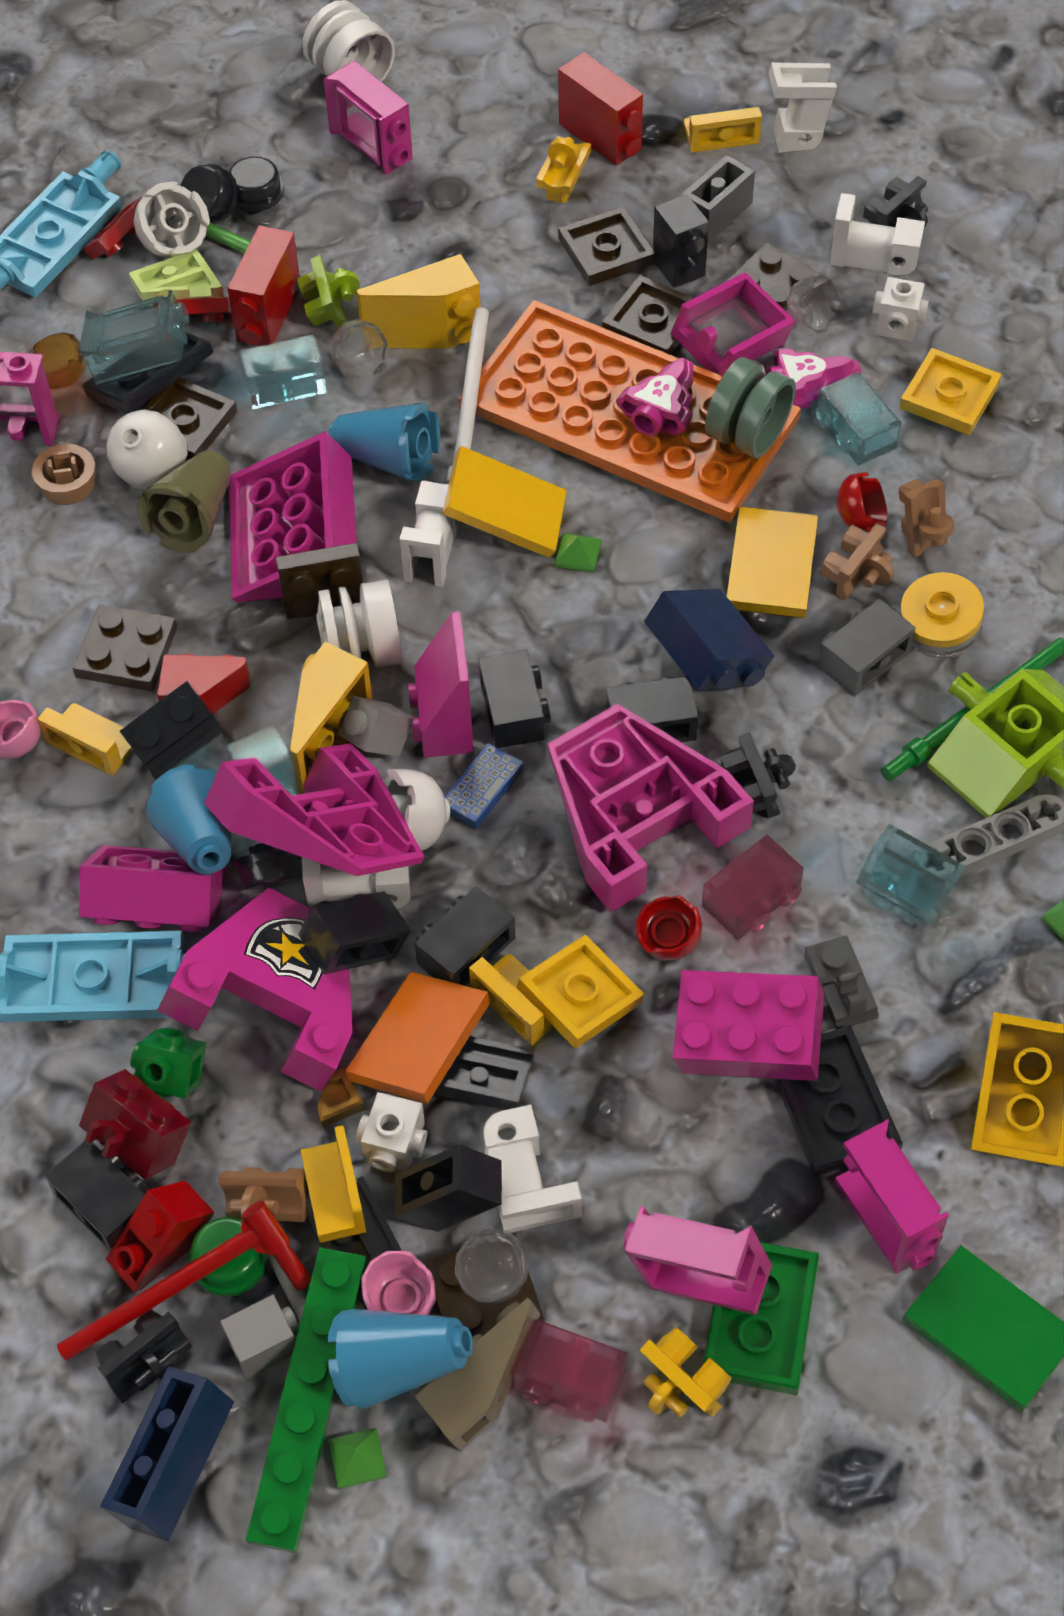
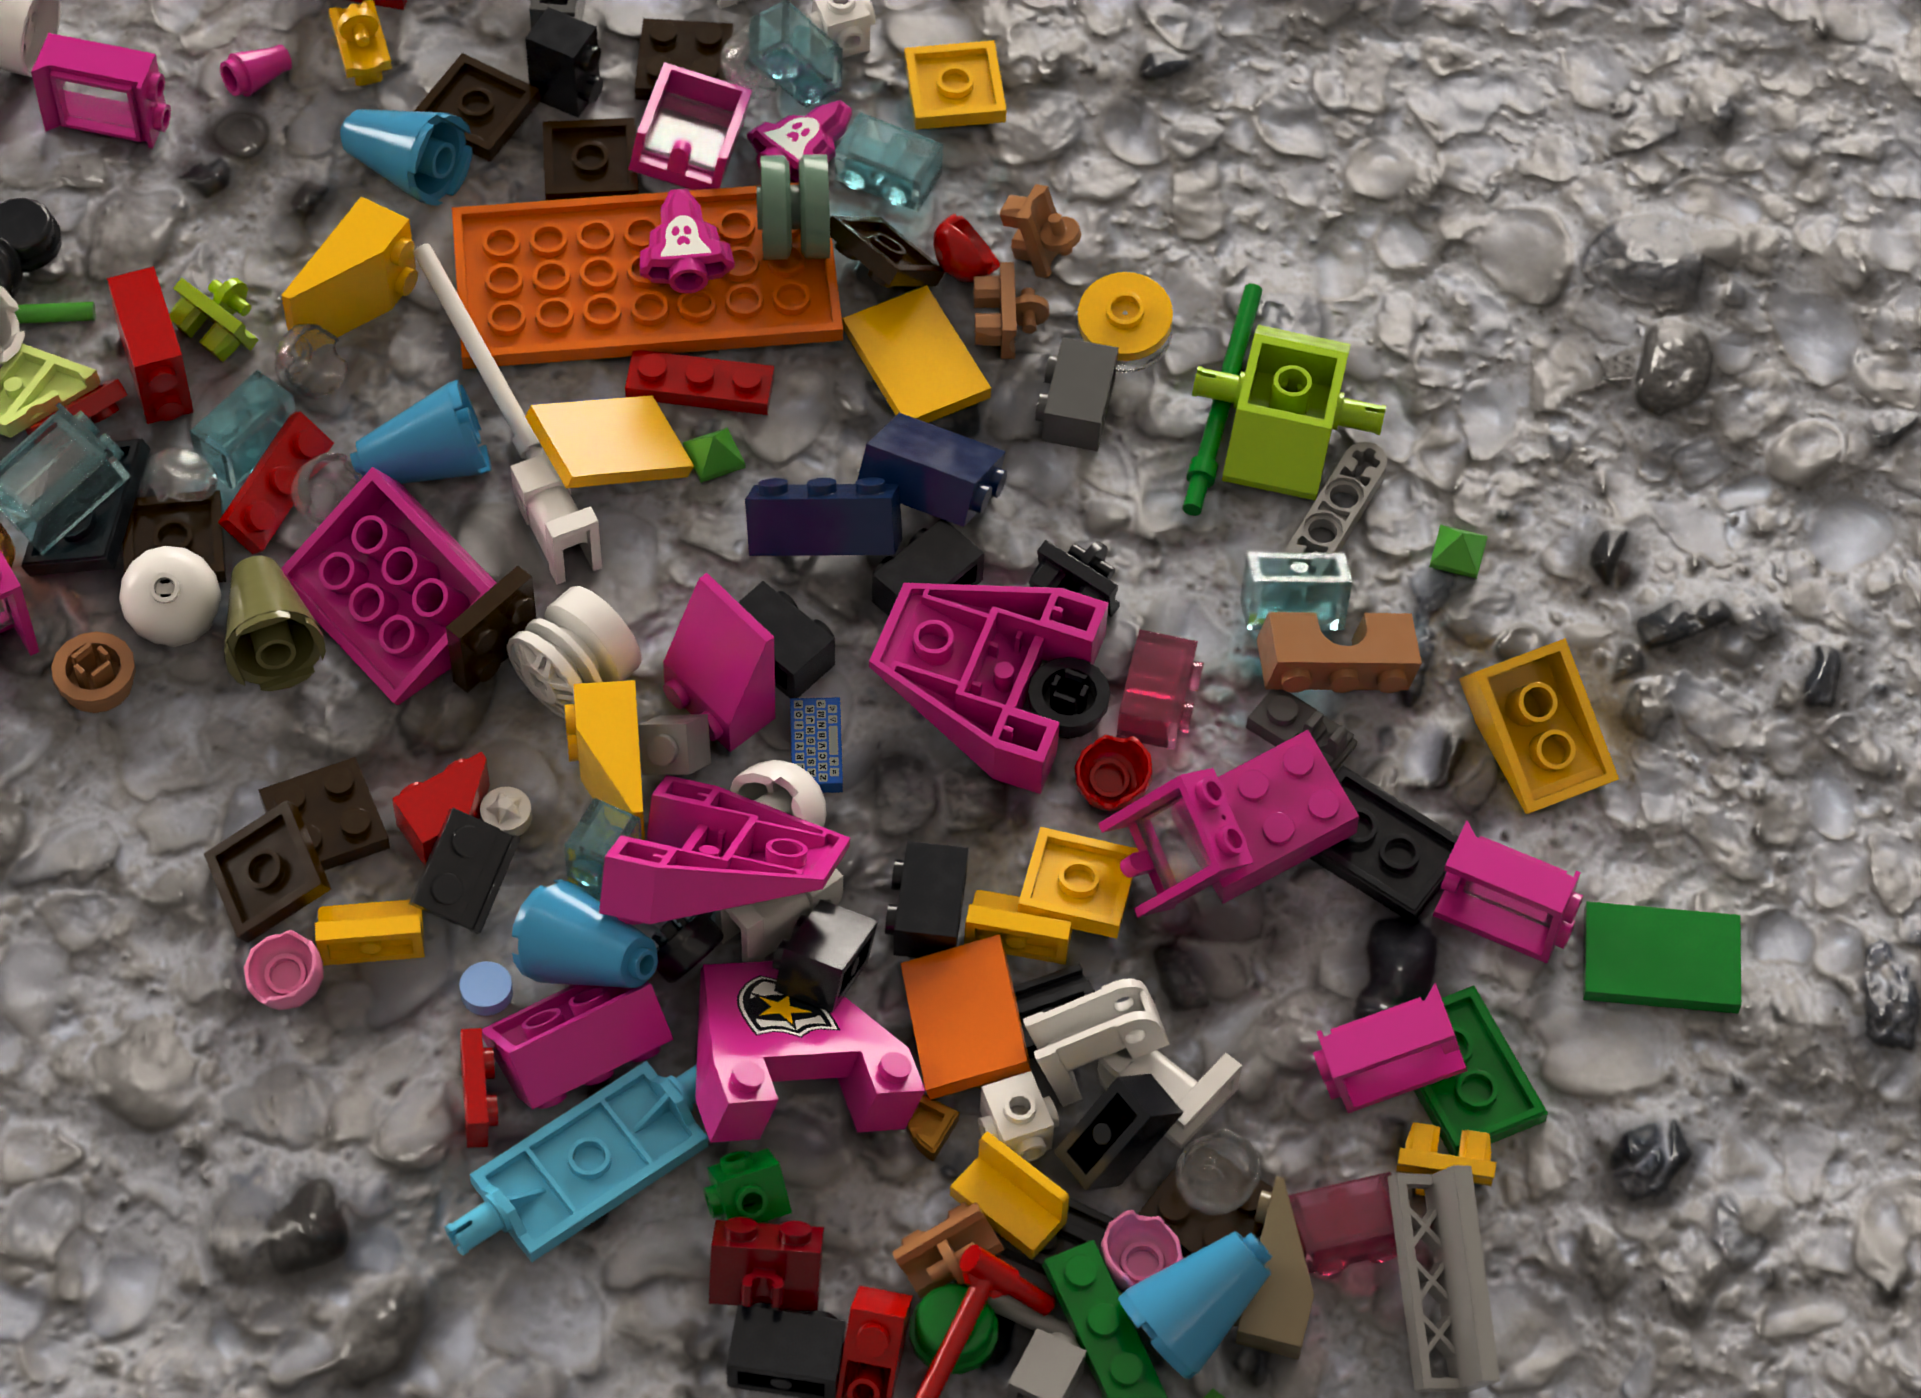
camera: 40 degrees left, 0 degrees up
(52, 658) = (267, 871): none -> dark brown plate
(53, 888) = (479, 1108): none -> red plate
(128, 819) = (486, 988): none -> light blue tile
(214, 377) = (179, 475): none -> clear hair
(240, 711) = (507, 809): none -> white tile
(275, 416) = (266, 493): none -> red plate
(295, 427) = (322, 486): none -> clear hair
(485, 154) = (251, 70): none -> dark pink cone
(487, 1101) = (1094, 1029): none -> white piece
(538, 252) = (411, 149): none -> dark azure cone
(604, 631) = (823, 518): none -> dark blue brick
(609, 499) = (700, 382): none -> red plate
(614, 1472) = (1454, 1280): none -> light grey fence
(670, 1002) = (1182, 839): none -> dark pink window
(683, 854) = (1070, 693): none -> black piece
(800, 474) = (884, 251): none -> dark brown plate
(844, 311) = (795, 54): none -> clear light blue brick
(935, 962) = (1301, 658): none -> medium nougat arch

